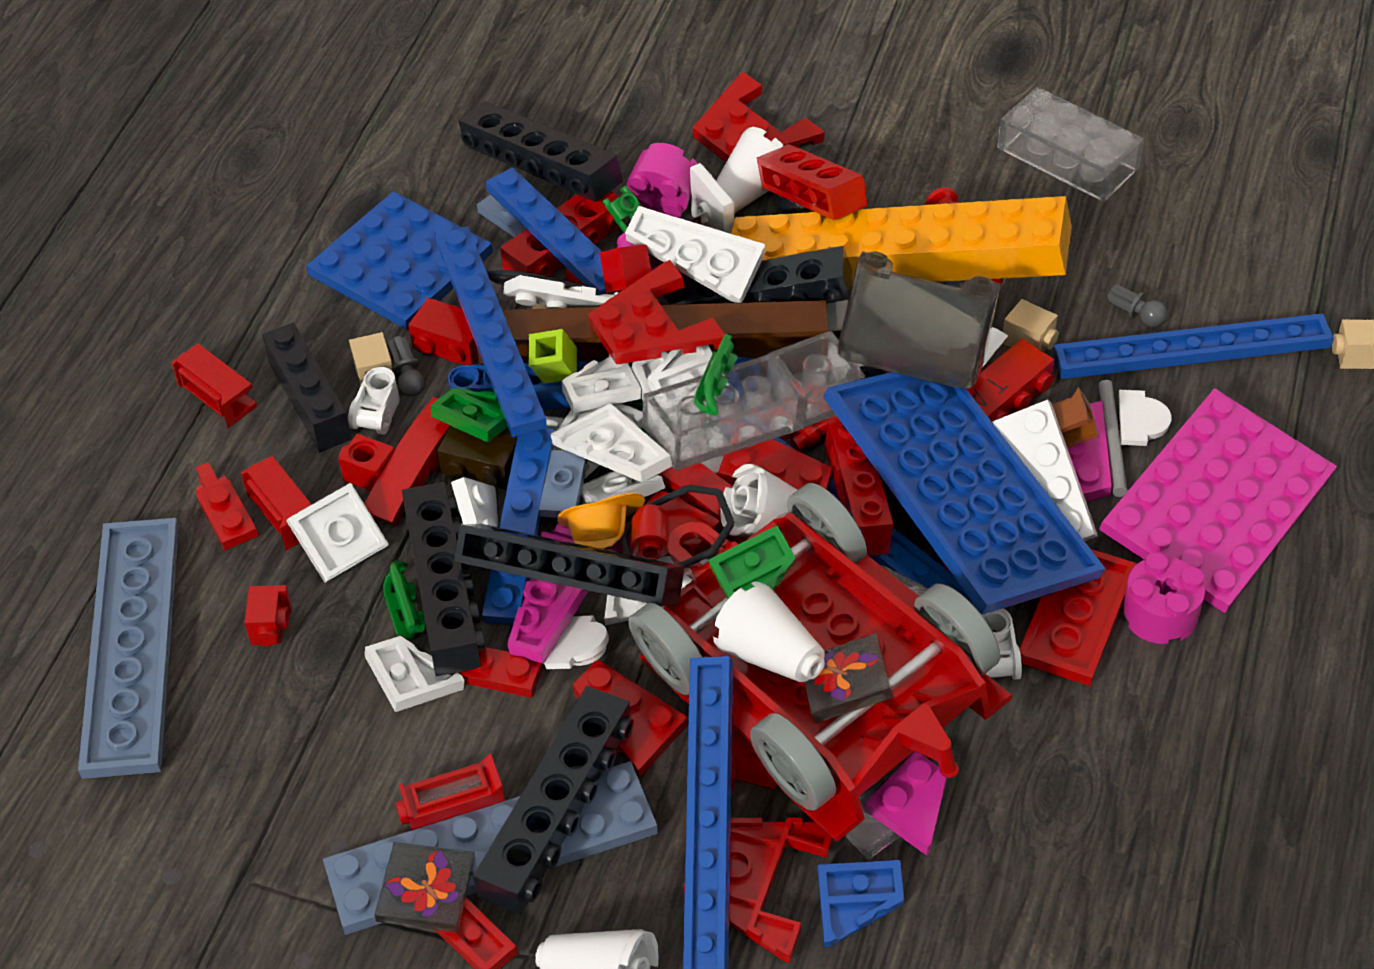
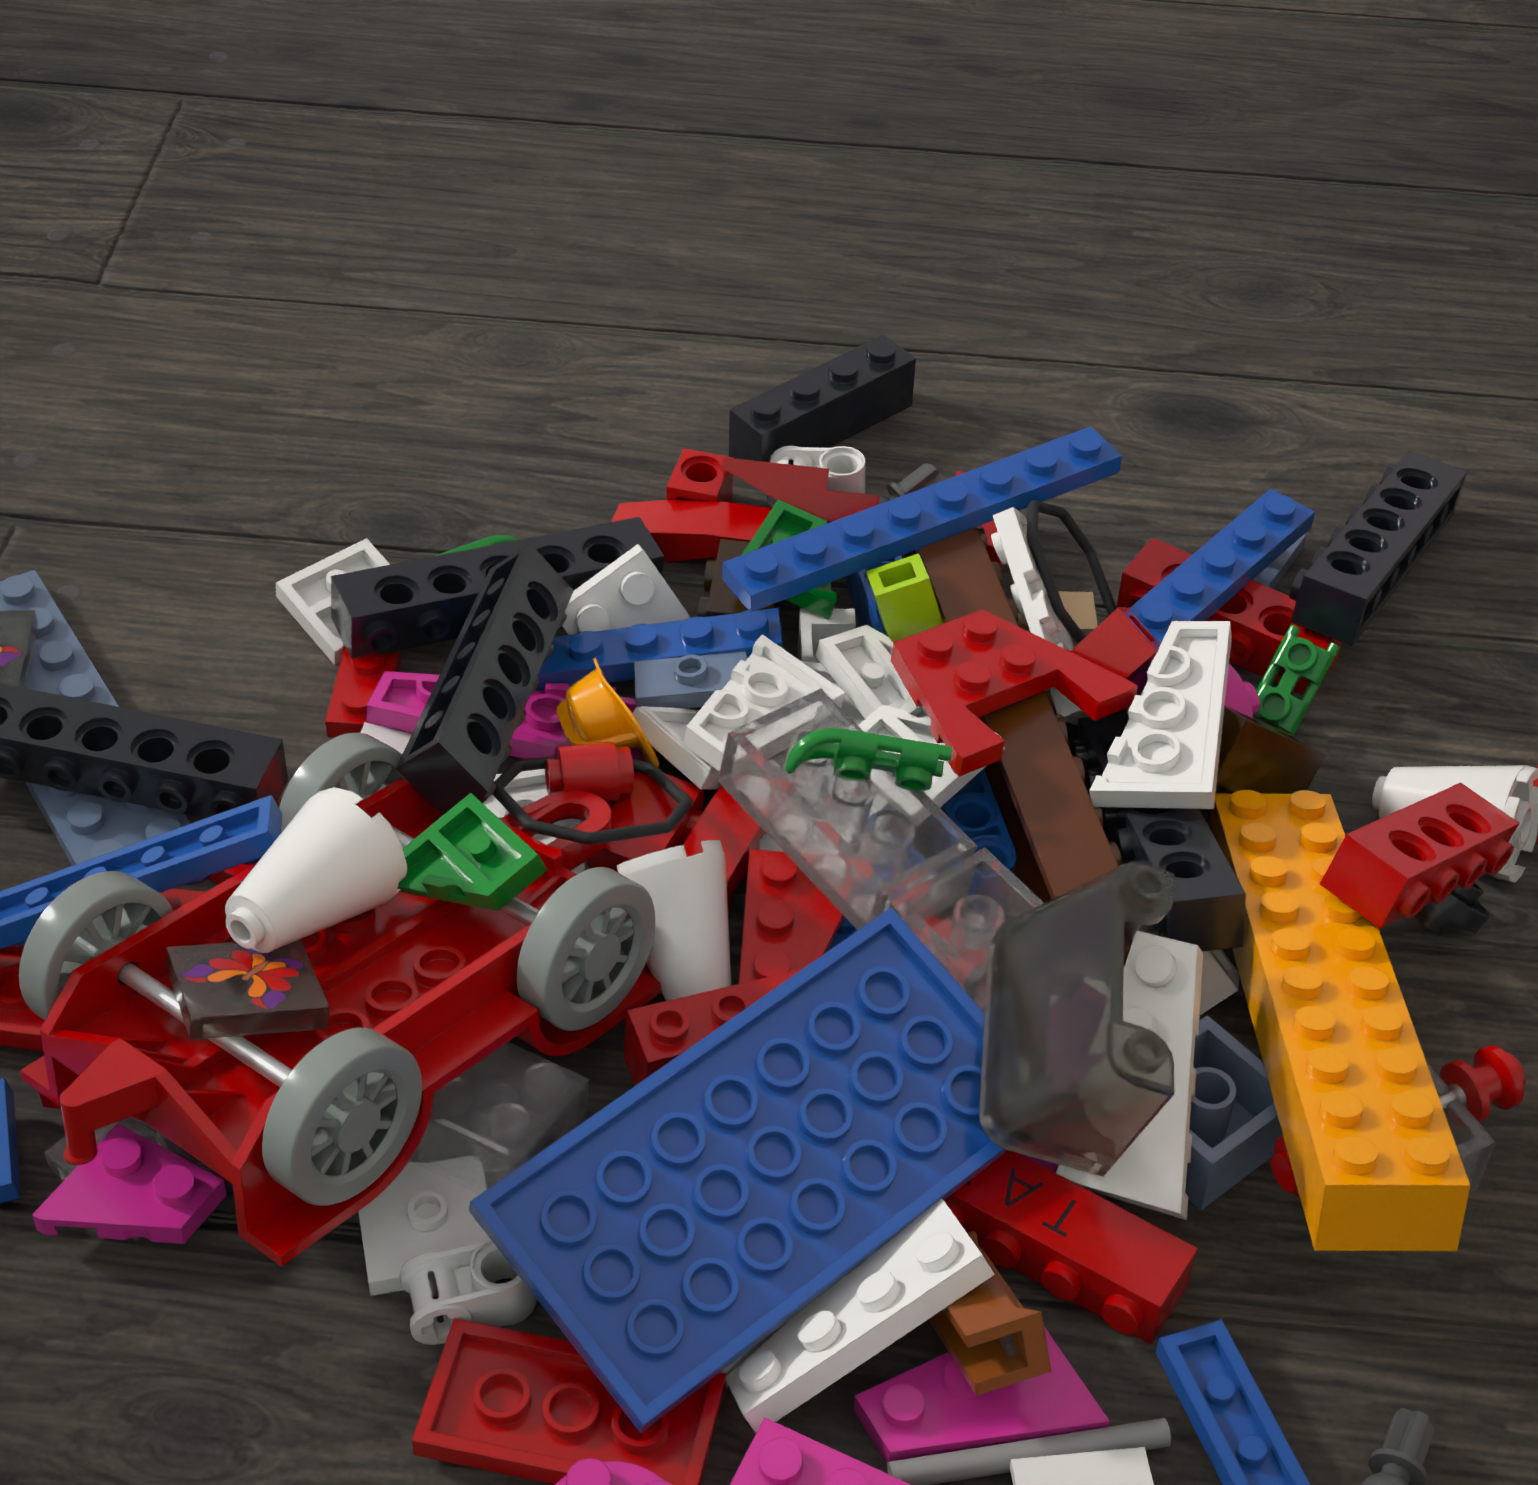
camera: 75 degrees right, 5 degrees down
(130, 649) = (358, 348): sand blue plate -> none
(214, 383) = (803, 330): red window -> none
(223, 508) = (602, 384): red hinge -> none
(267, 614) = (415, 447): red brick -> none
(275, 496) = (611, 426): red window -> none
(337, 532) = (562, 478): white plate -> none
(369, 353) = (892, 455): tan brick -> none
(391, 259) = (1167, 464): blue plate -> none
(412, 392) = (801, 487): none -> red slope
(450, 794) = (129, 659): red window -> none
(662, 179) = (1387, 701): dark pink brick -> none
(710, 198) = (1354, 756): white plate -> none
(1032, 325) = (1253, 1278): tan brick -> none

